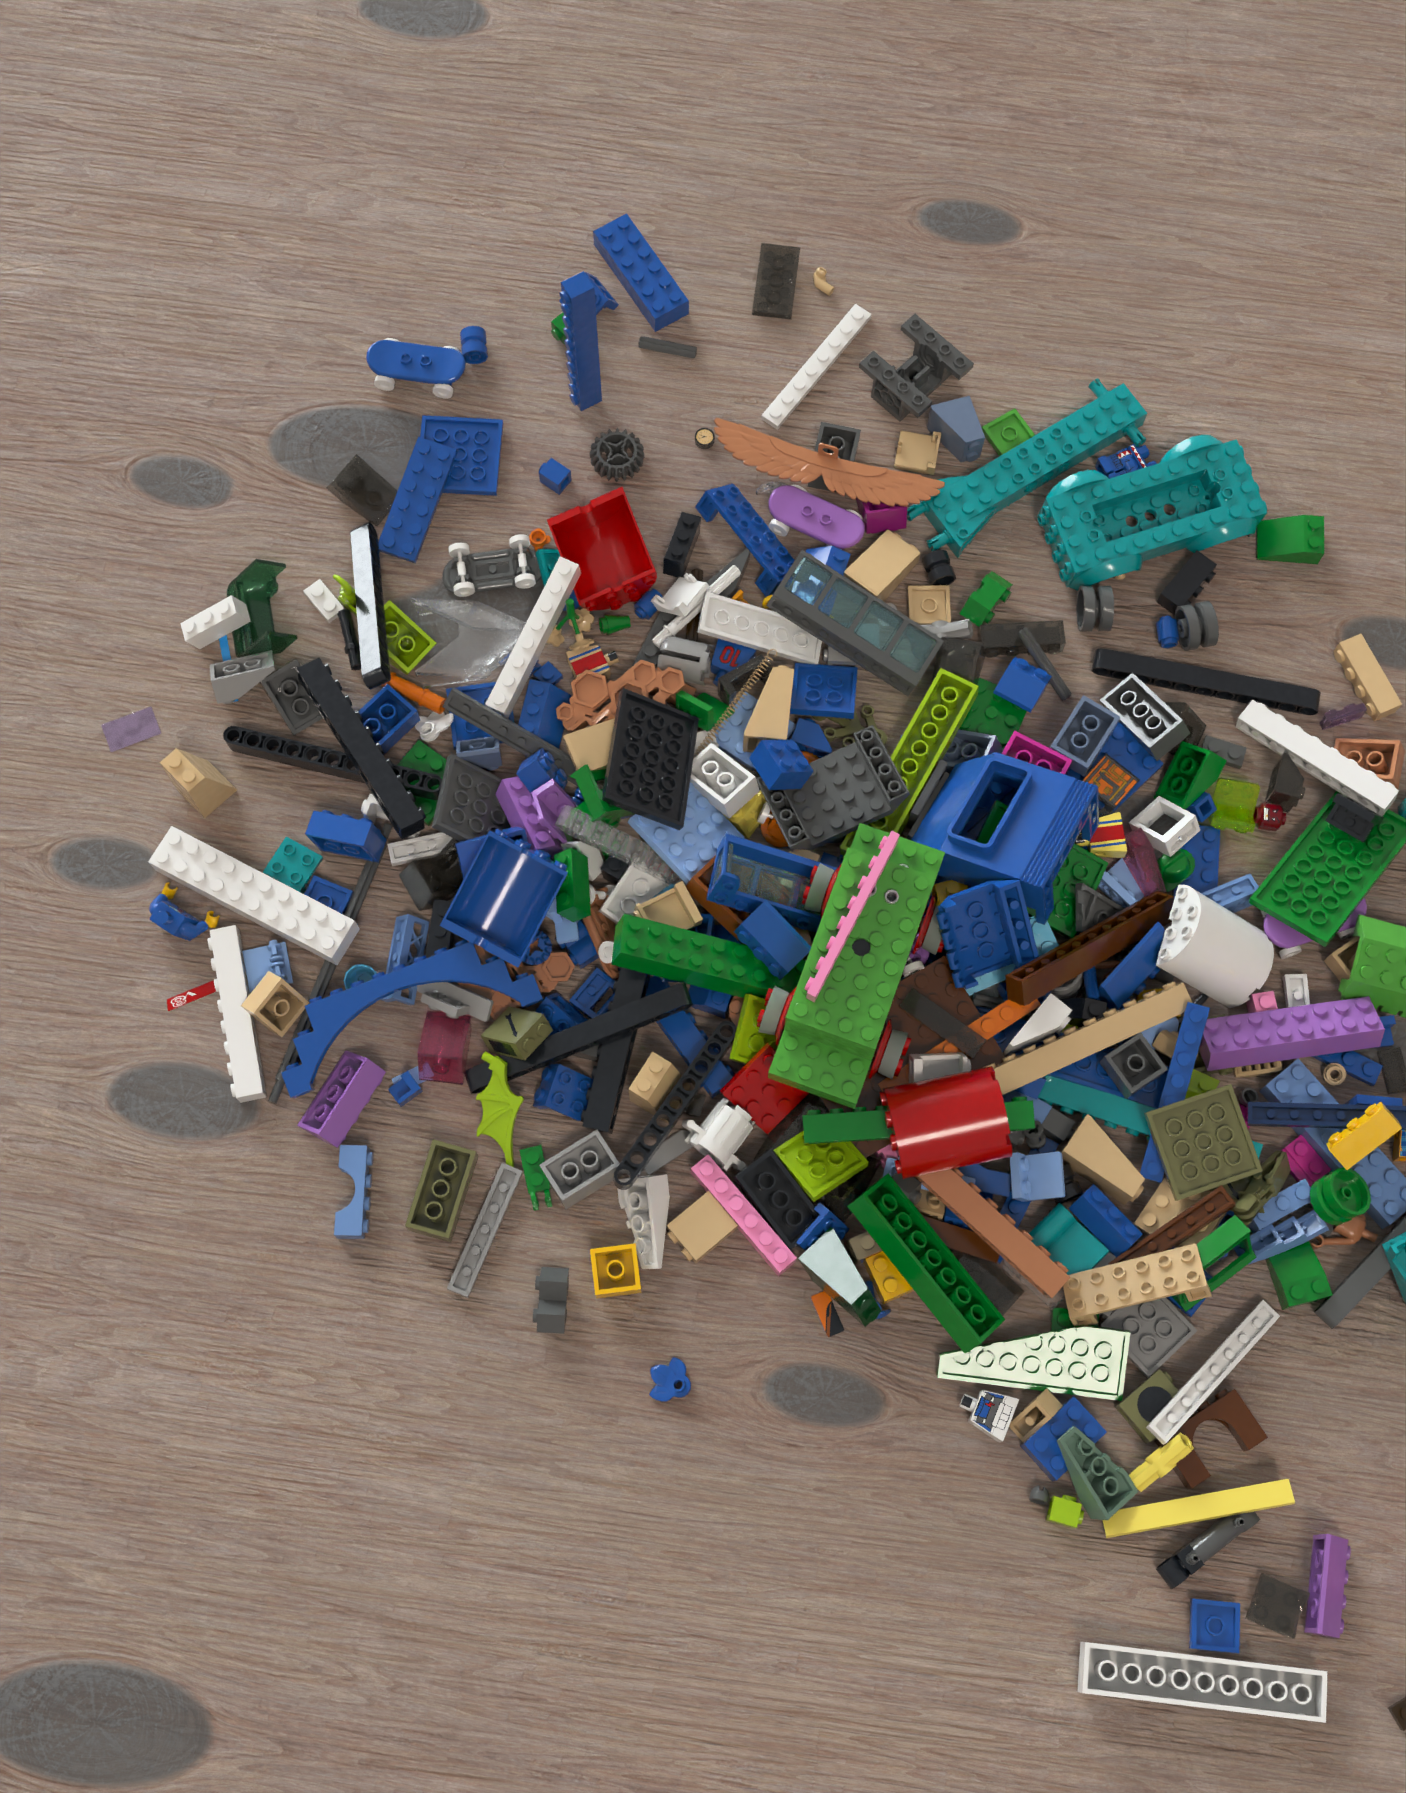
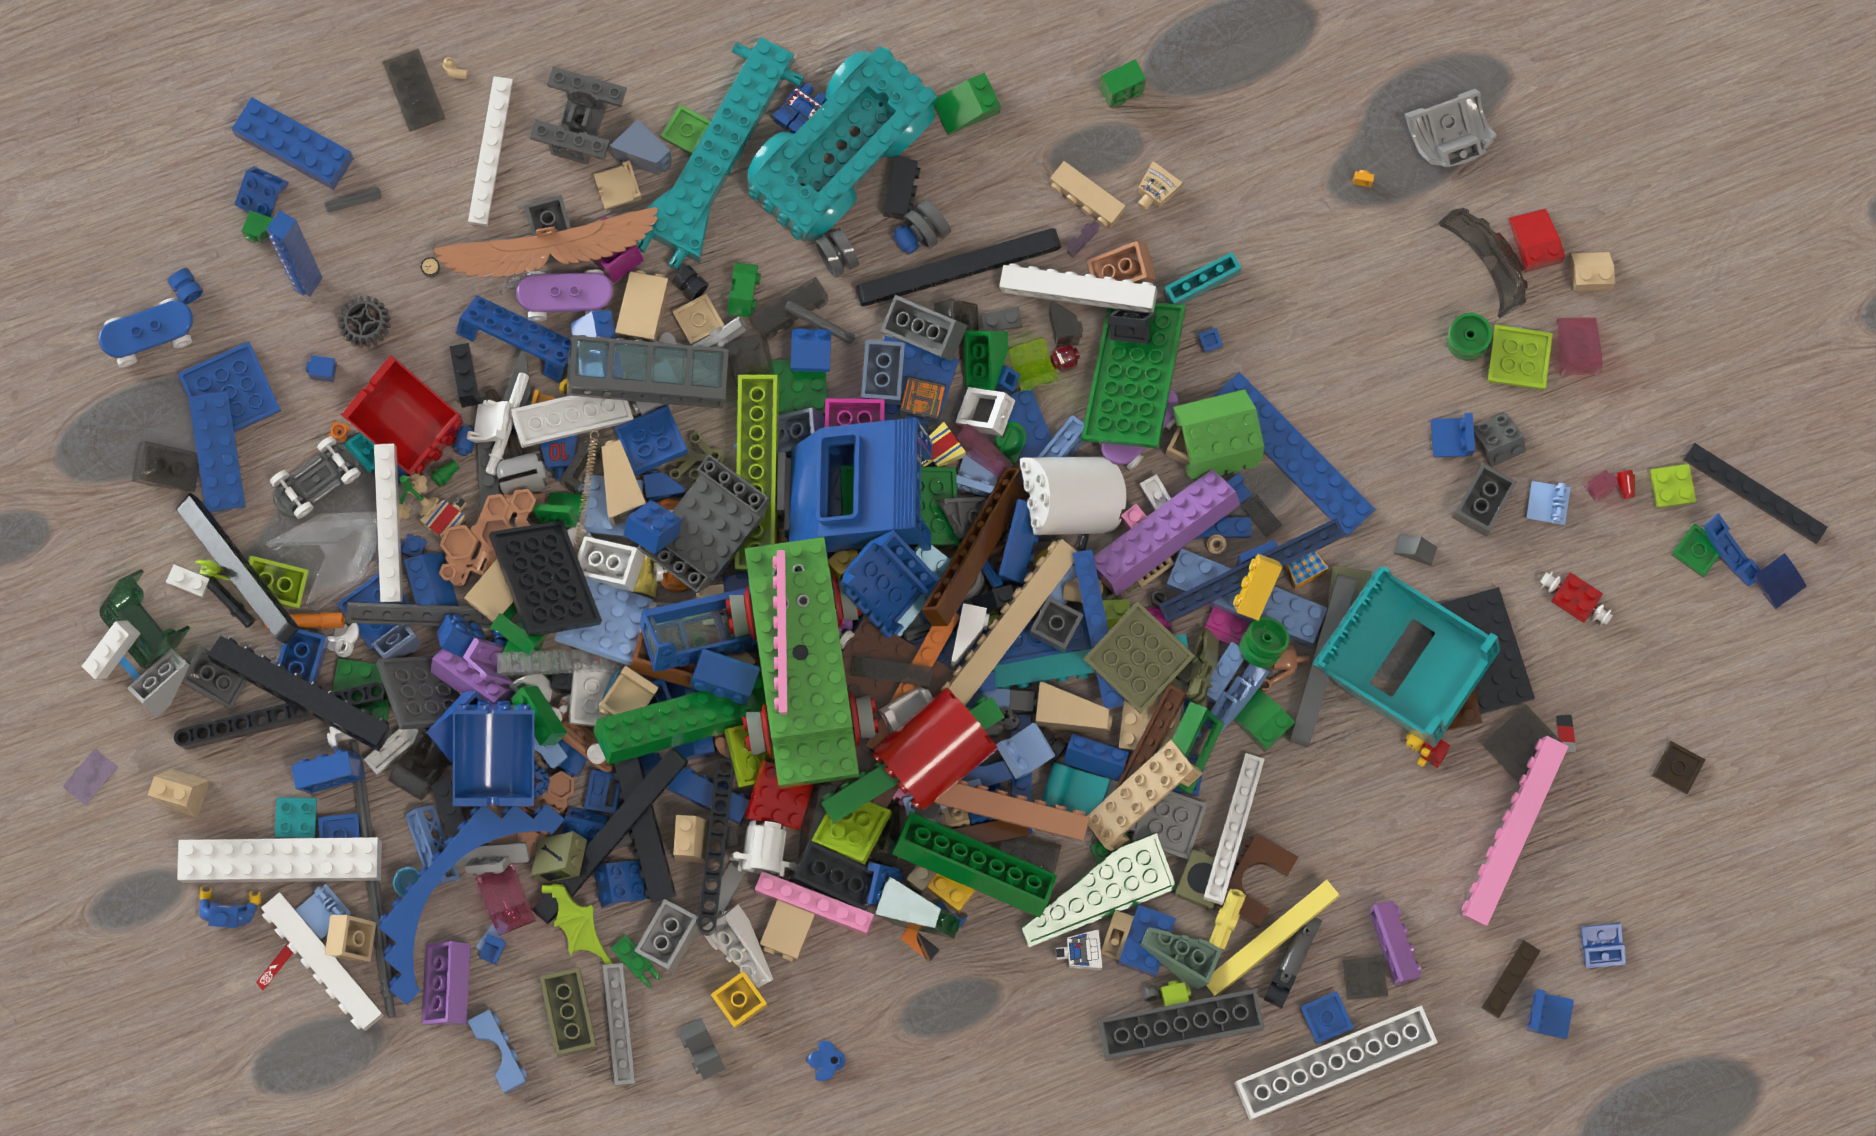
camera: 30 degrees left, 5 degrees up
(1056, 1547) = (1180, 1025): none -> dark grey brick

